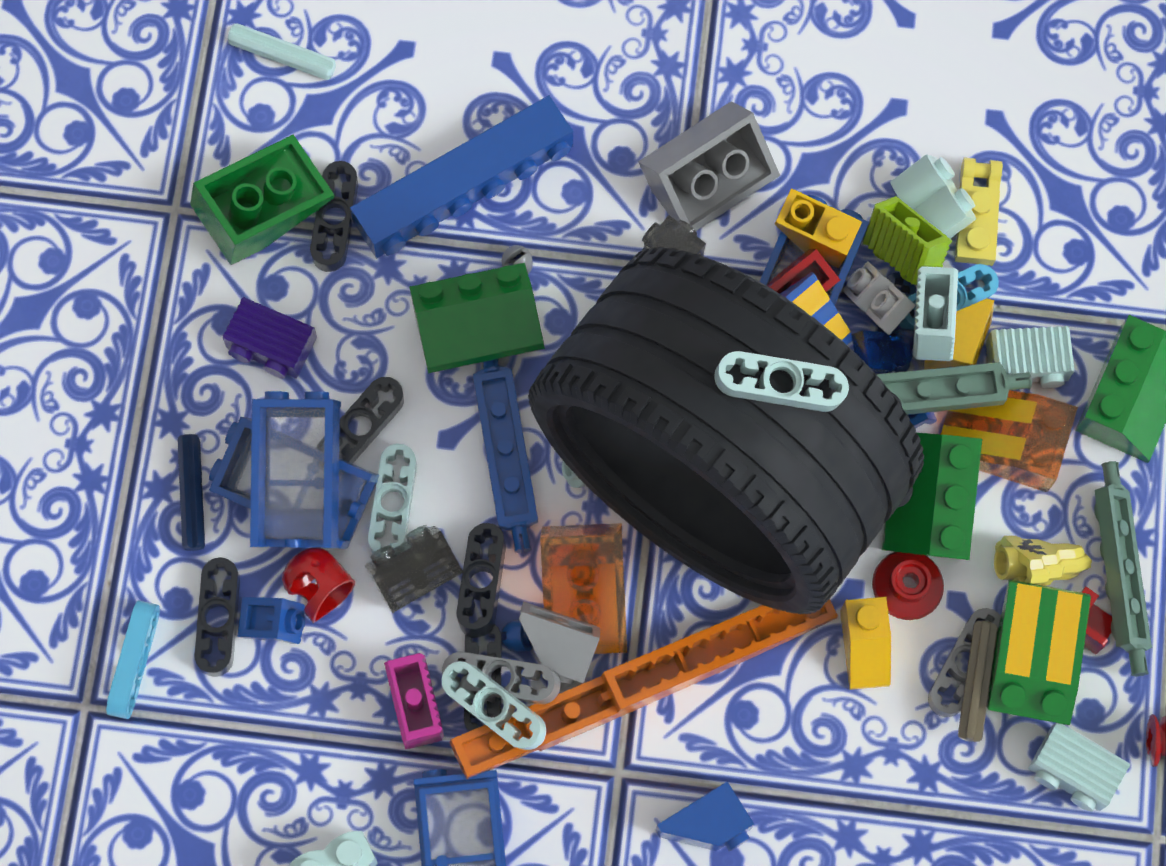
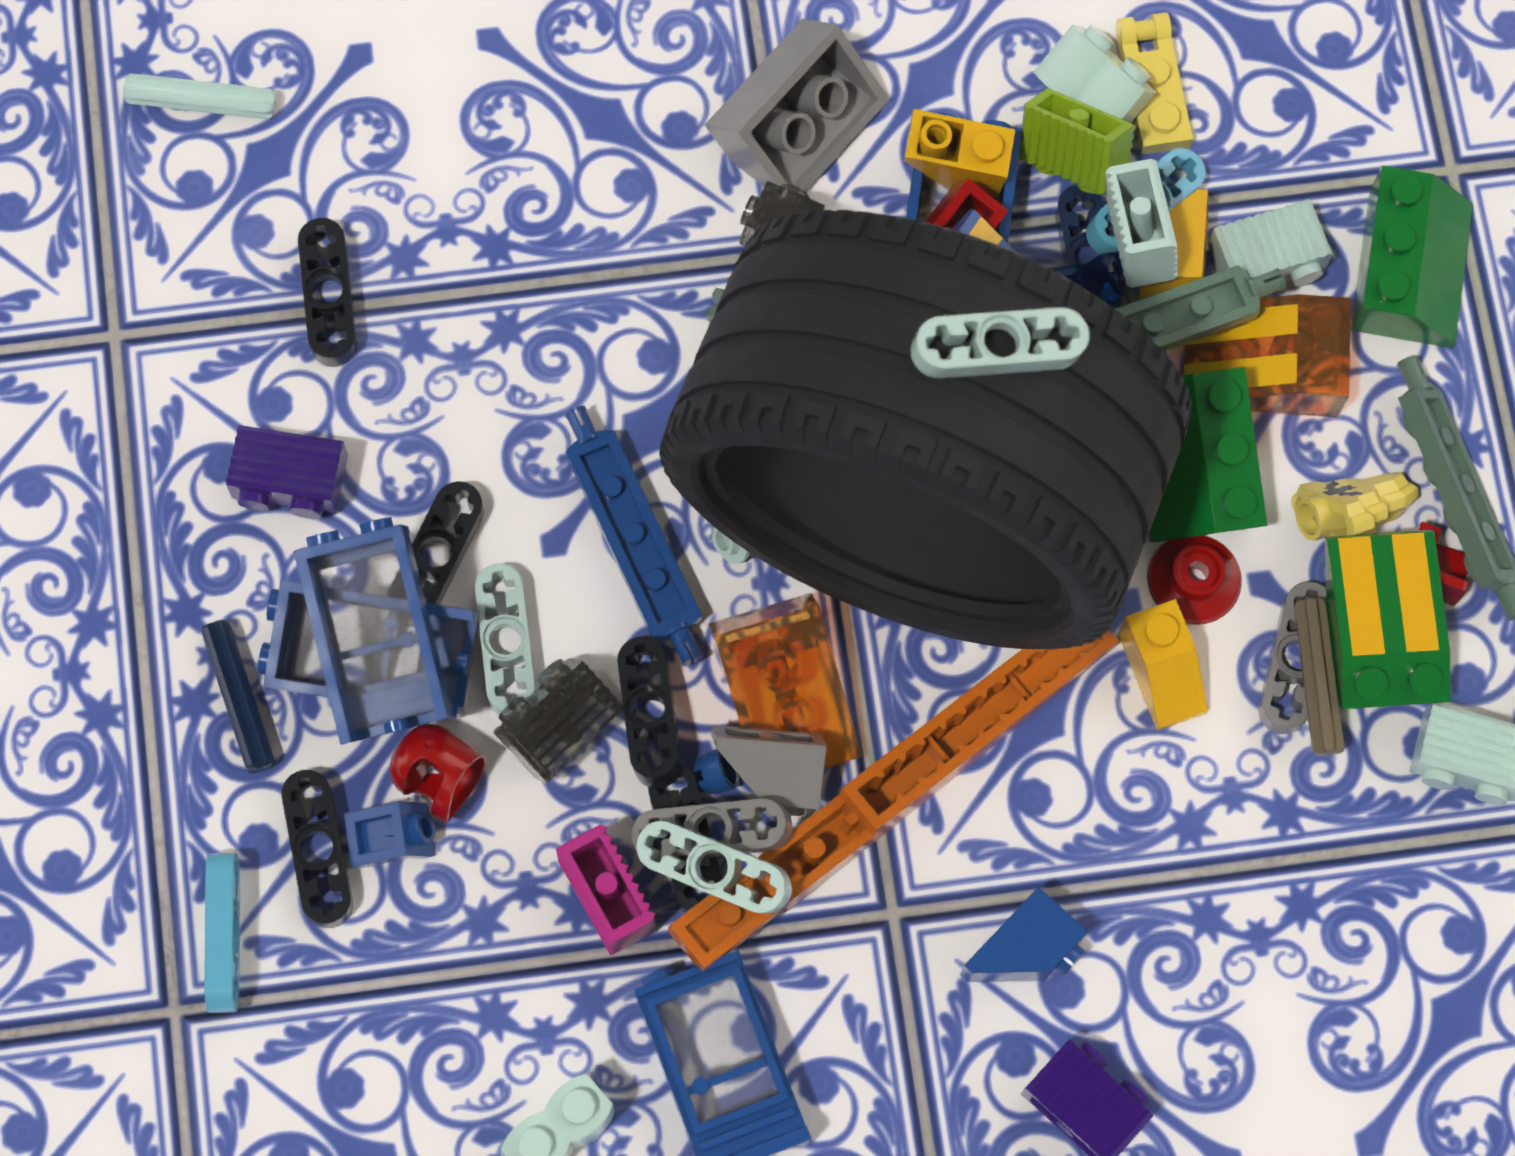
camera: 15 degrees left, 0 degrees up
(259, 198) = (224, 292): green slope -> none
(462, 177) = (482, 201): blue brick -> none
(476, 317) = (551, 375): green slope -> none
(513, 251) = (588, 299): light grey hinge -> none
(878, 297) = (1059, 222): white slope -> none

